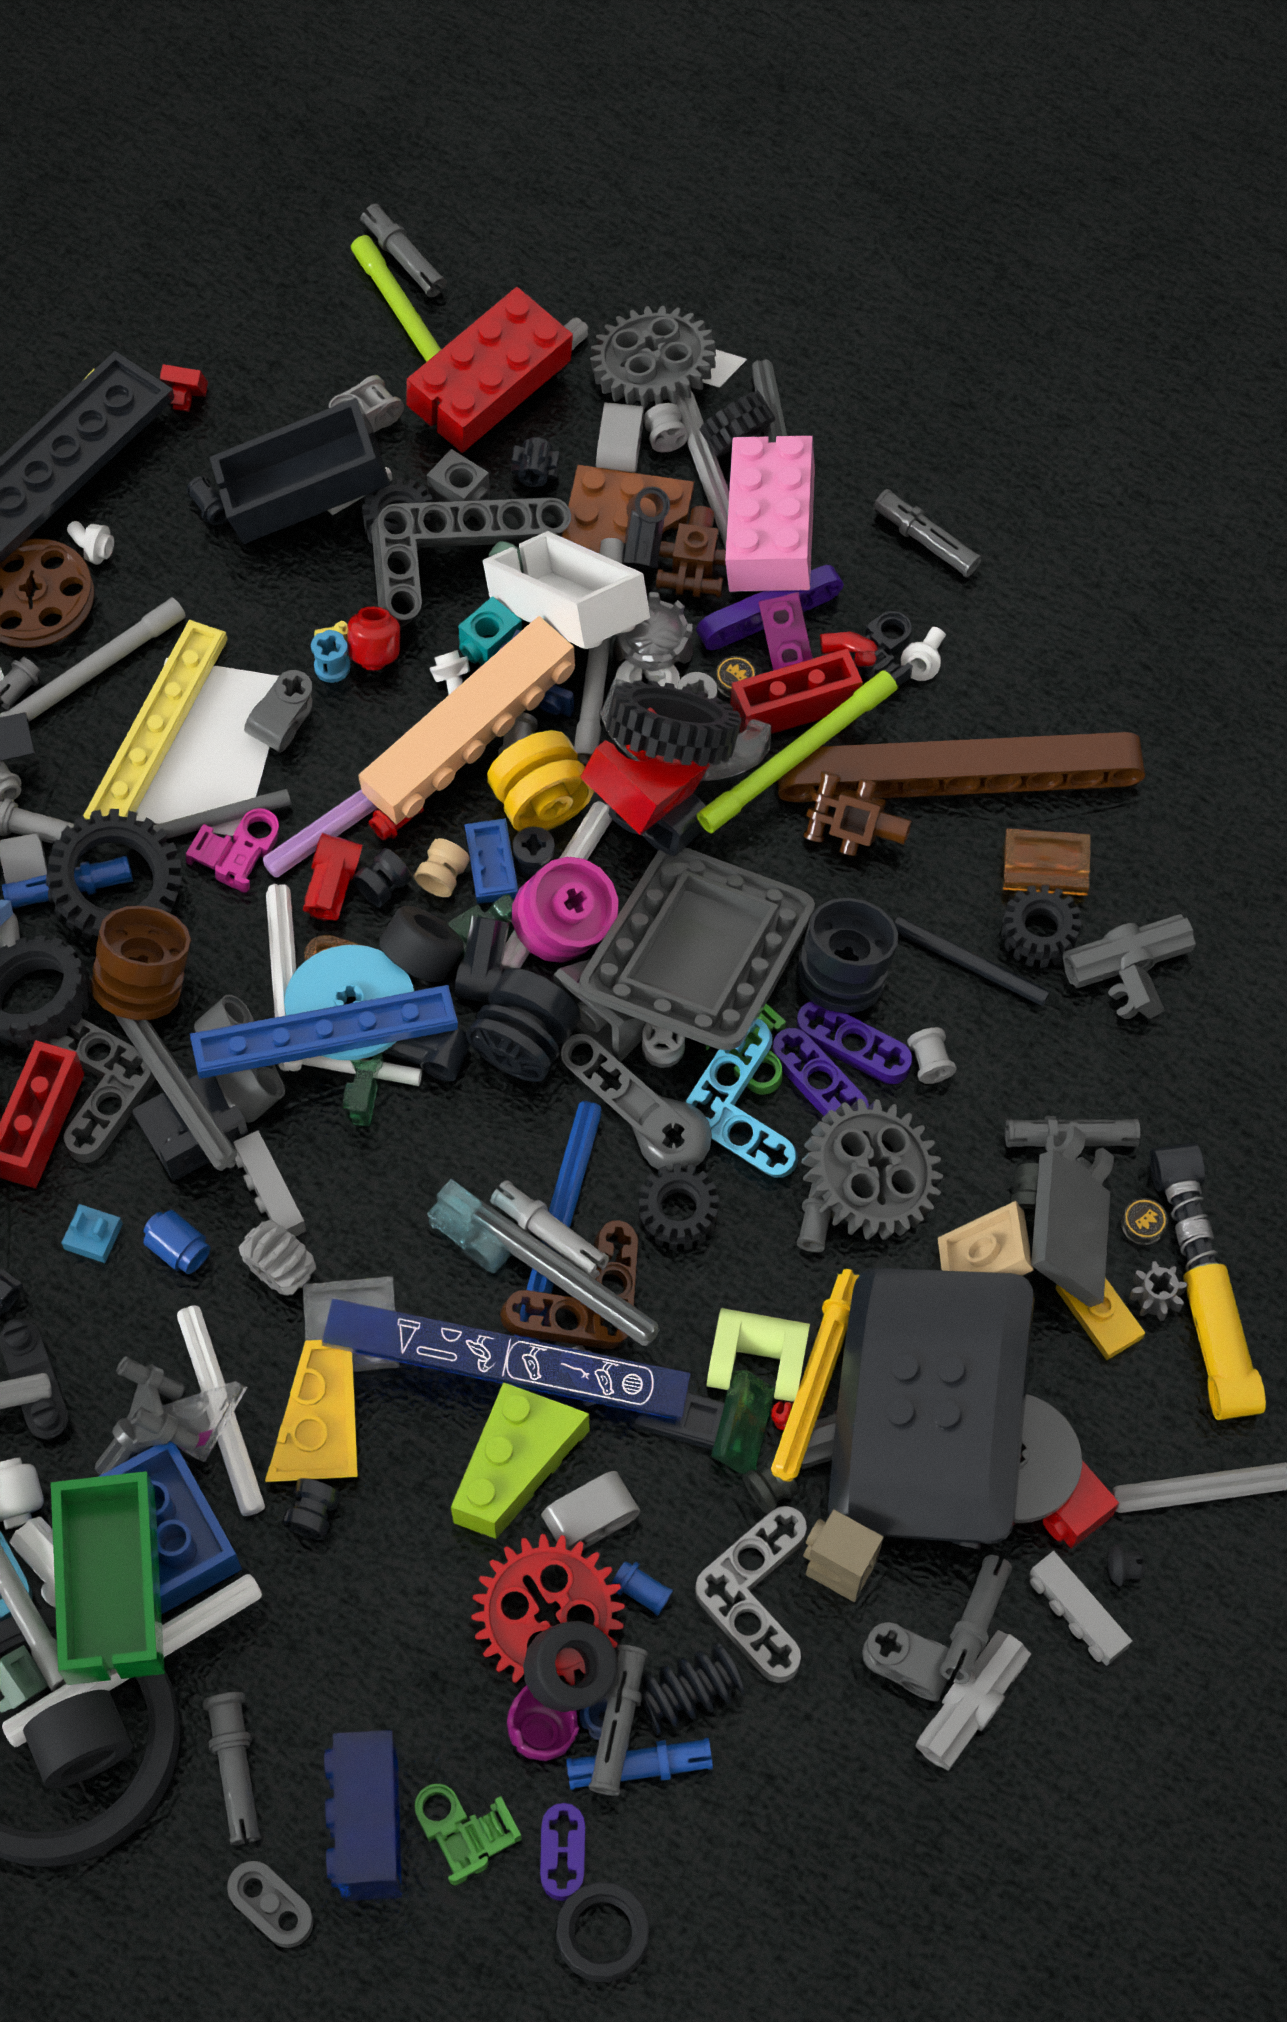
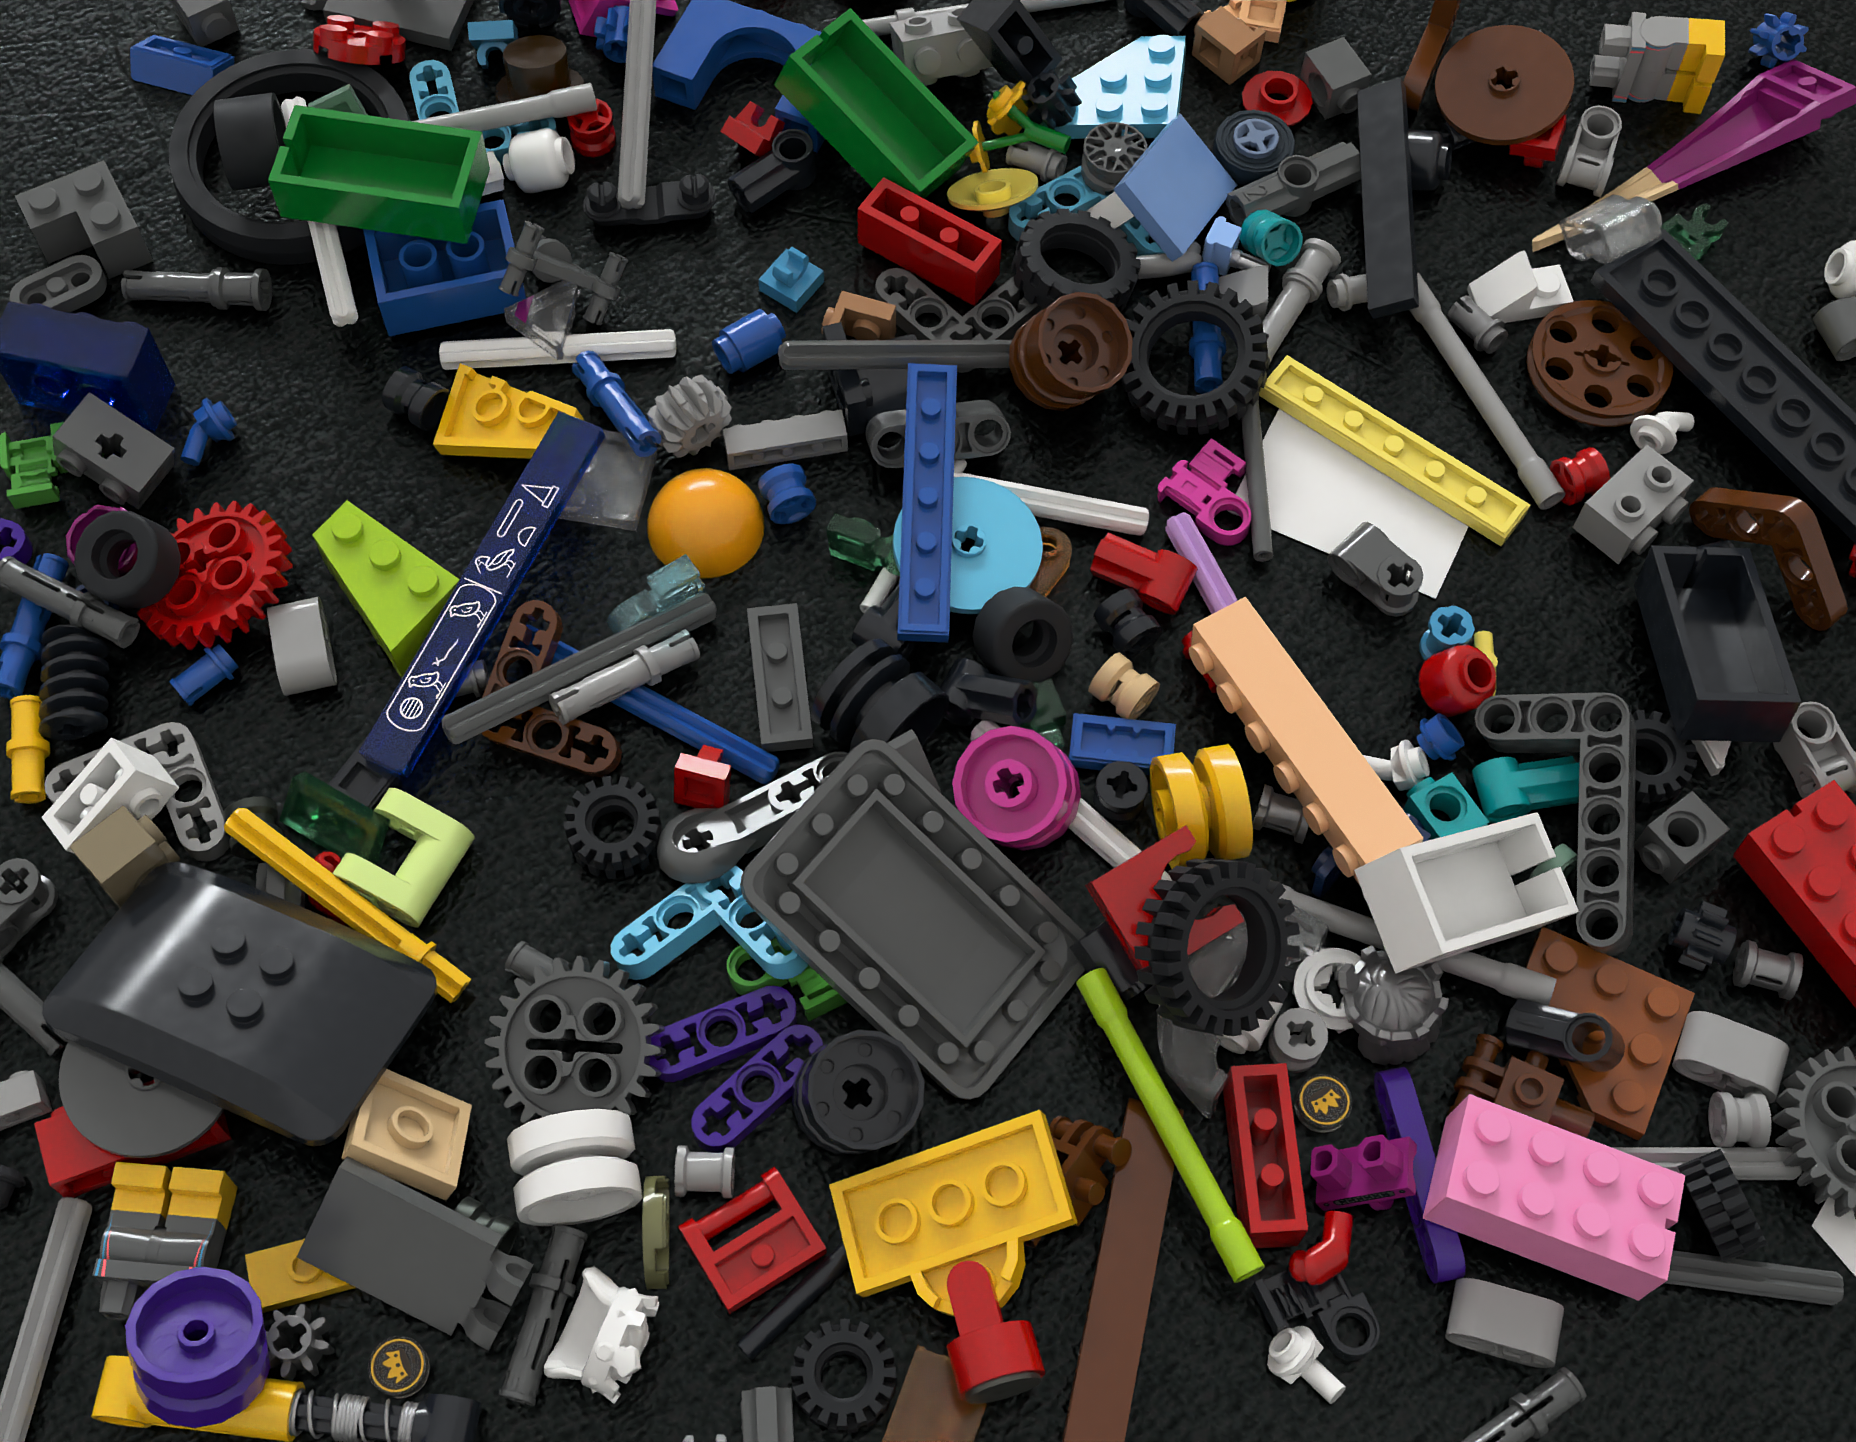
camera: 105 degrees right, 0 degrees up
(131, 1156) = (863, 317): none -> medium nougat bracket
(152, 586) = (1581, 474): none -> red wheel
(172, 1900) = (84, 213): none -> dark grey brick
(176, 546) = (1633, 504): none -> light grey brick
(190, 429) = (1795, 537): none -> reddish brown beam
(276, 1327) = (608, 392): none -> blue pin
(329, 1164) = (786, 493): none -> blue wheel
(369, 1230) = (708, 519): none -> light orange piece
(384, 1685) = (212, 422): none -> blue plate
(420, 648) = (1439, 738): none -> blue plate
(447, 592) = (1516, 789): none -> teal piece
(449, 1751) = (102, 429): none -> dark grey brick
(505, 1122) = (780, 678): none -> dark grey plate
(546, 420) = (1768, 969): none -> flat silver bush
(616, 1149) = (702, 779): none -> red tile
(758, 1709) = (27, 750): none -> yellow pin
(805, 1600) = (110, 780): none -> white brick
(856, 542) = (1505, 1322): none -> light grey beam
(926, 859) = (958, 1232): none -> yellow plate
(970, 1128) = (574, 1167): none -> white wheel
(977, 1002) = (760, 1255): none -> red plate
(981, 1077) = (656, 1231): none -> olive tile
(1079, 1076) = (602, 1335): none -> white hair
(1122, 1415) = (159, 1227): none -> hips
(1200, 1321) = (198, 1347): none -> dark purple wheel

